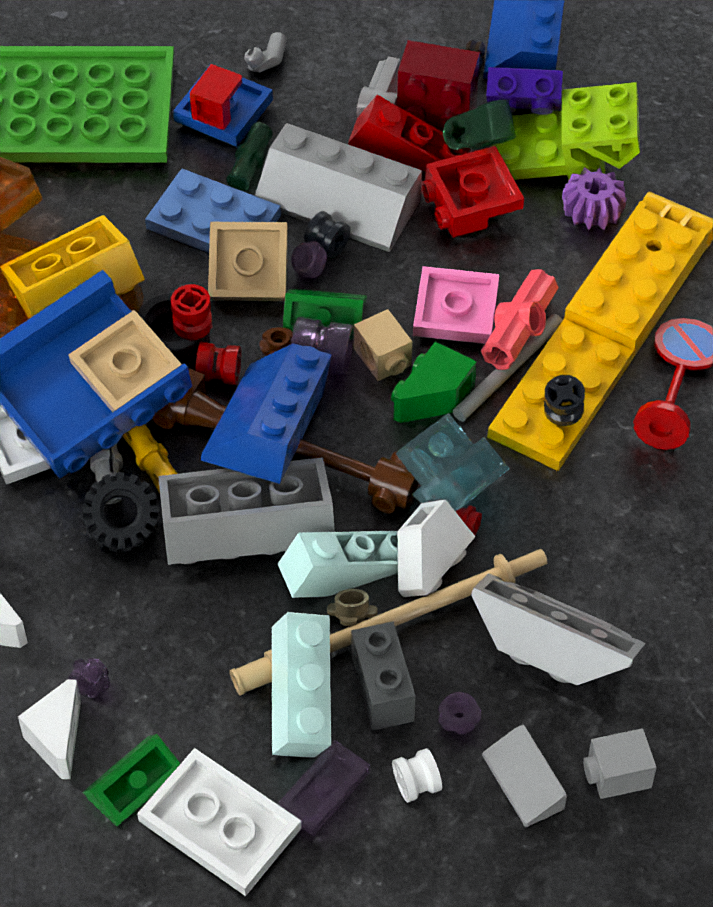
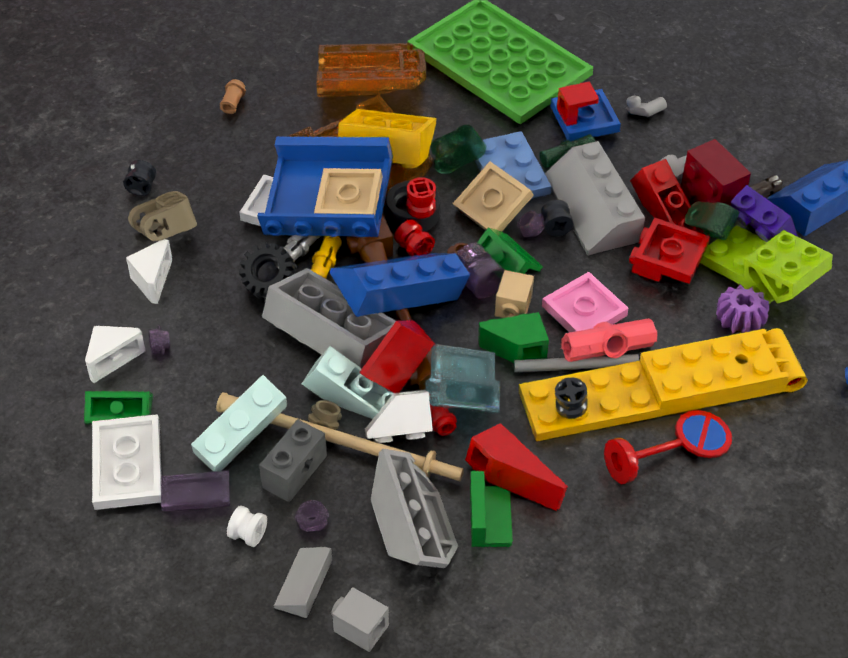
camera: 45 degrees right, 5 degrees down
(149, 238) = (457, 147): none -> clear green piece
(366, 488) = (398, 355): none -> red slope
(582, 509) = (514, 467): none -> red slope
(602, 571) = (489, 513): none -> green panel

